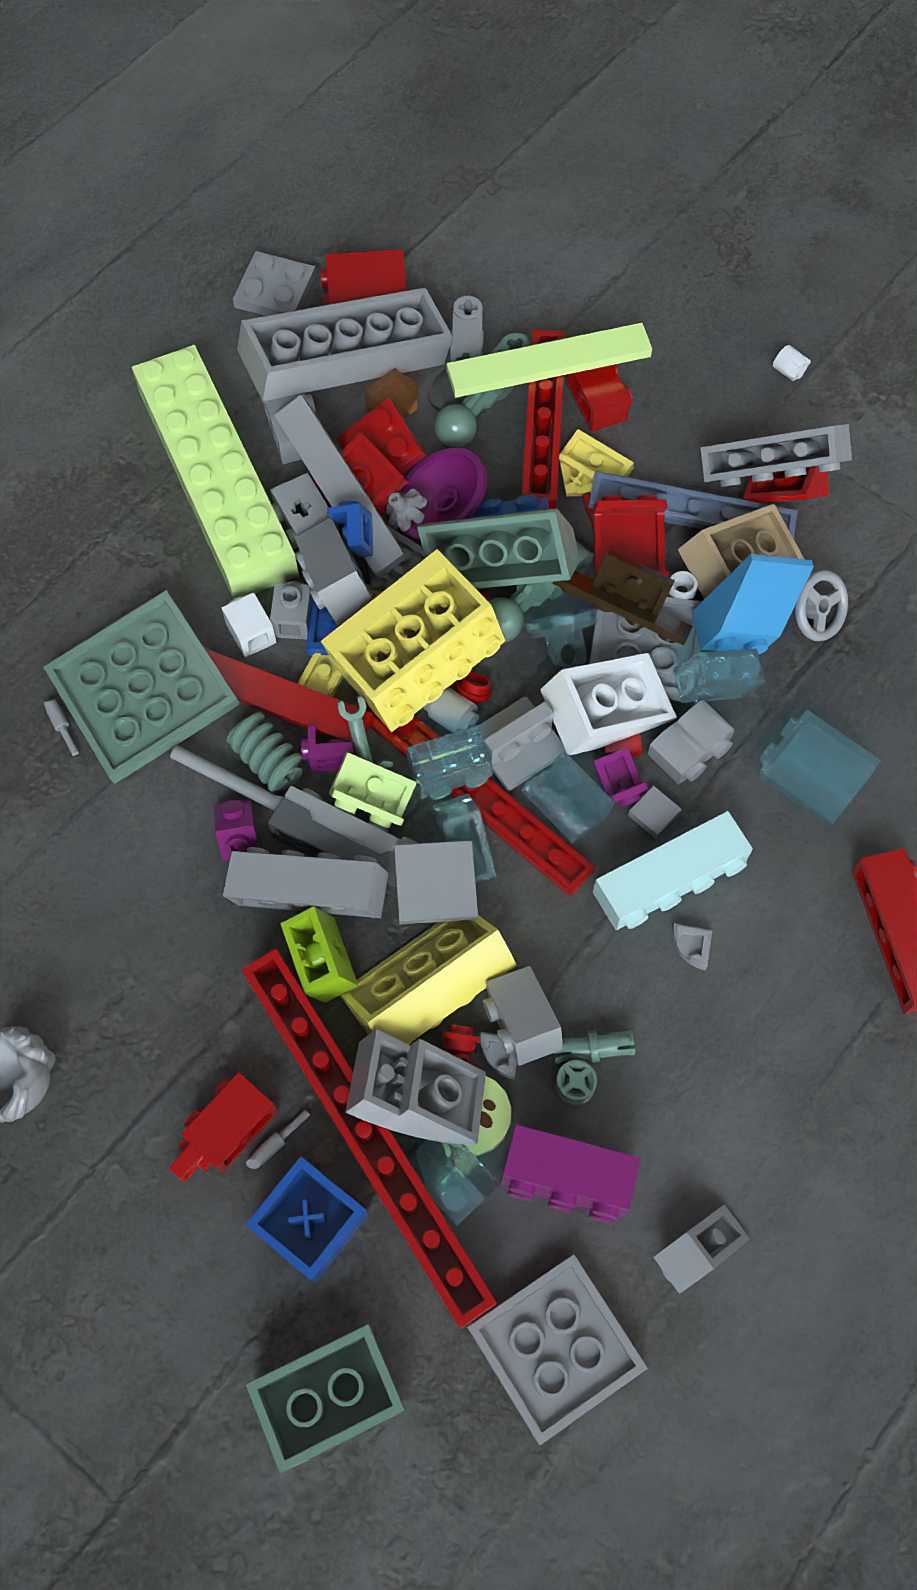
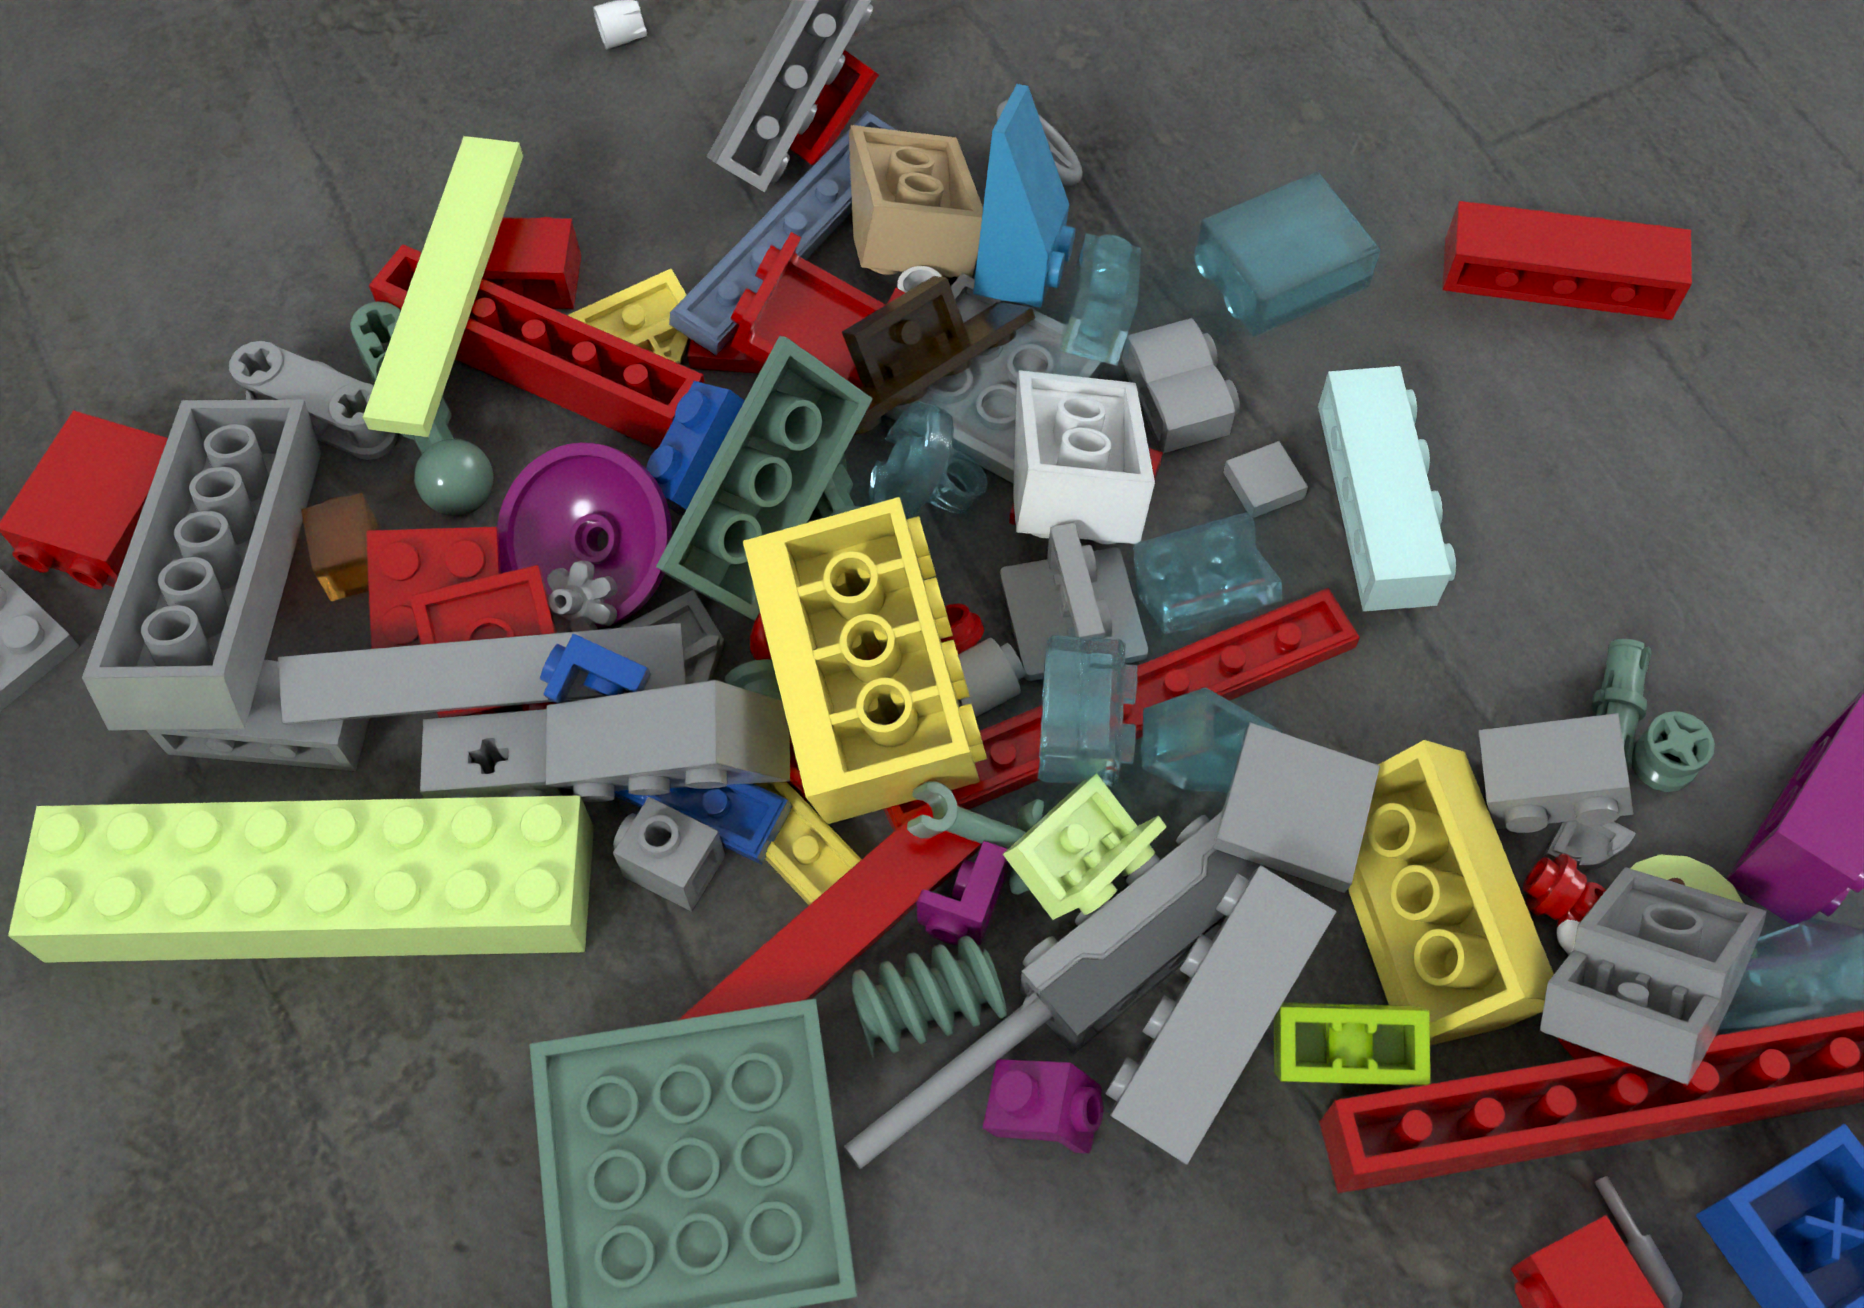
camera: 65 degrees left, 5 degrees down
(249, 624) = (657, 935): white brick -> none
(619, 777) = (1194, 495): magenta bracket -> none
(692, 944) = (1493, 517): light grey tile -> none

